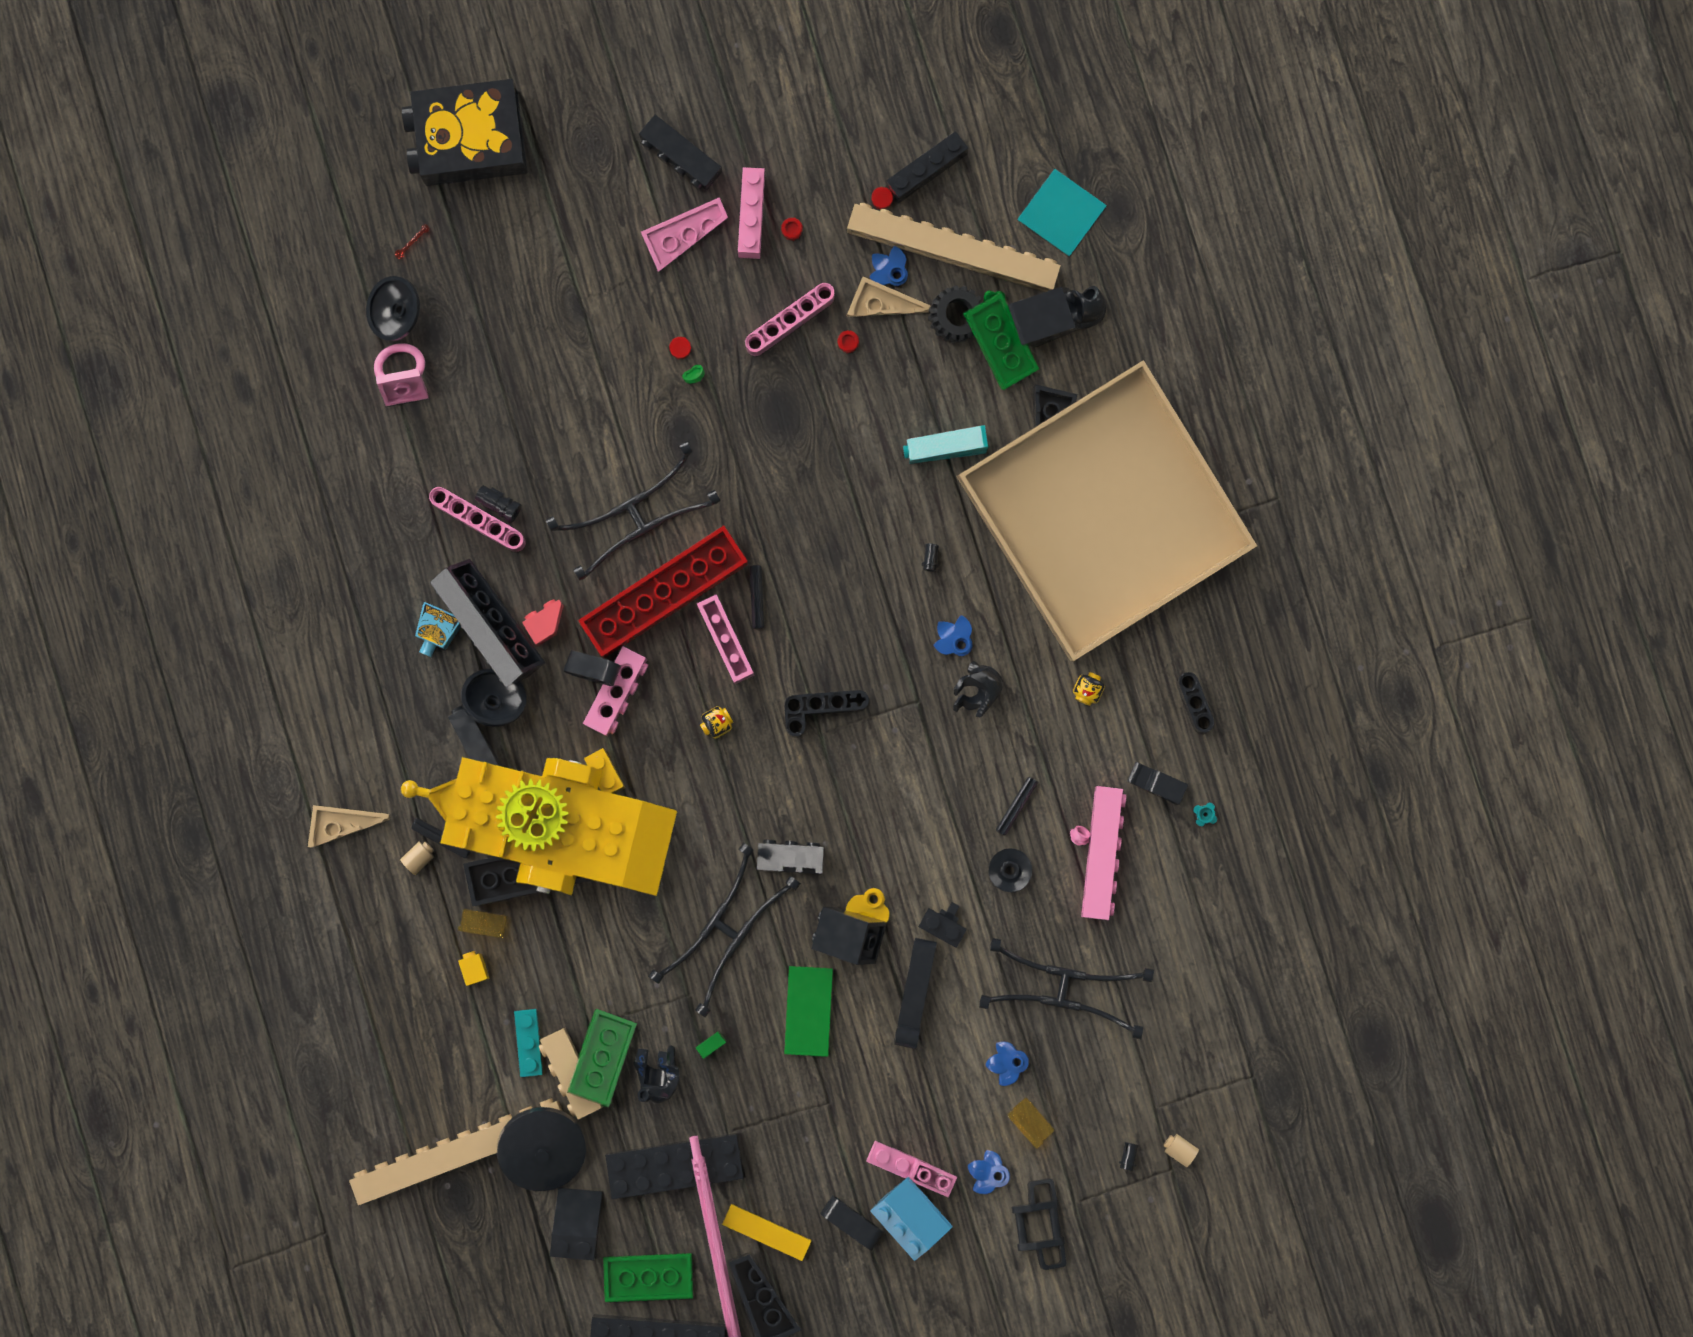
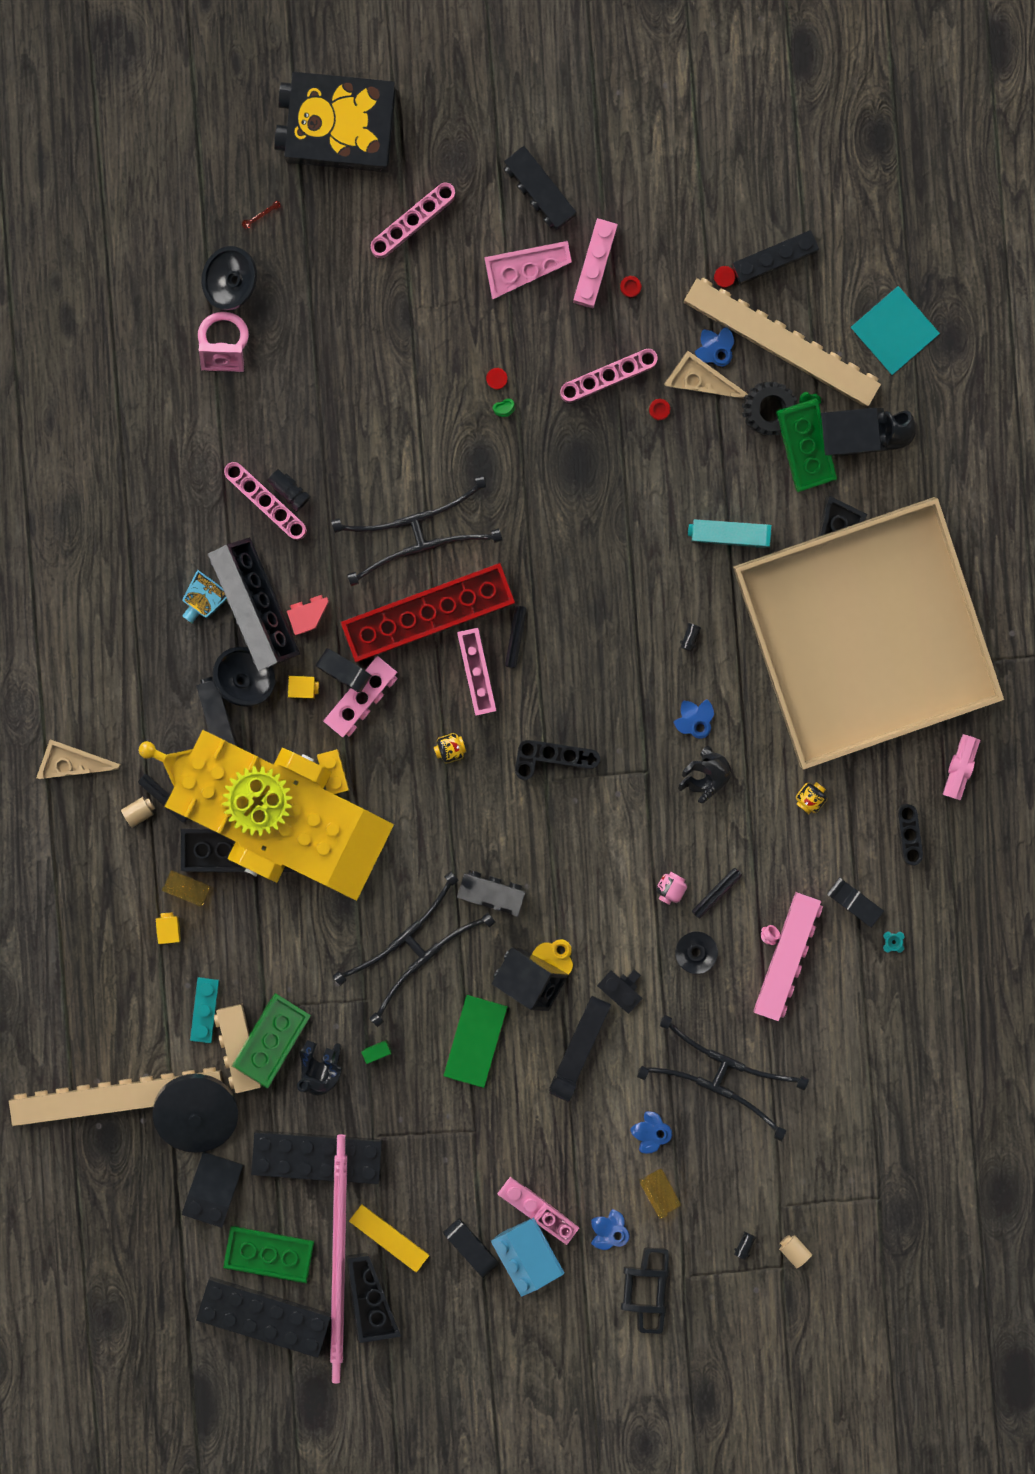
camera: 15 degrees right, 5 degrees up
(555, 695) = (302, 687): none -> yellow brick
(566, 202) = (416, 210): none -> bright pink beam
(970, 811) = (671, 888): none -> bright pink head
(1230, 624) = (961, 767): none -> bright pink piece

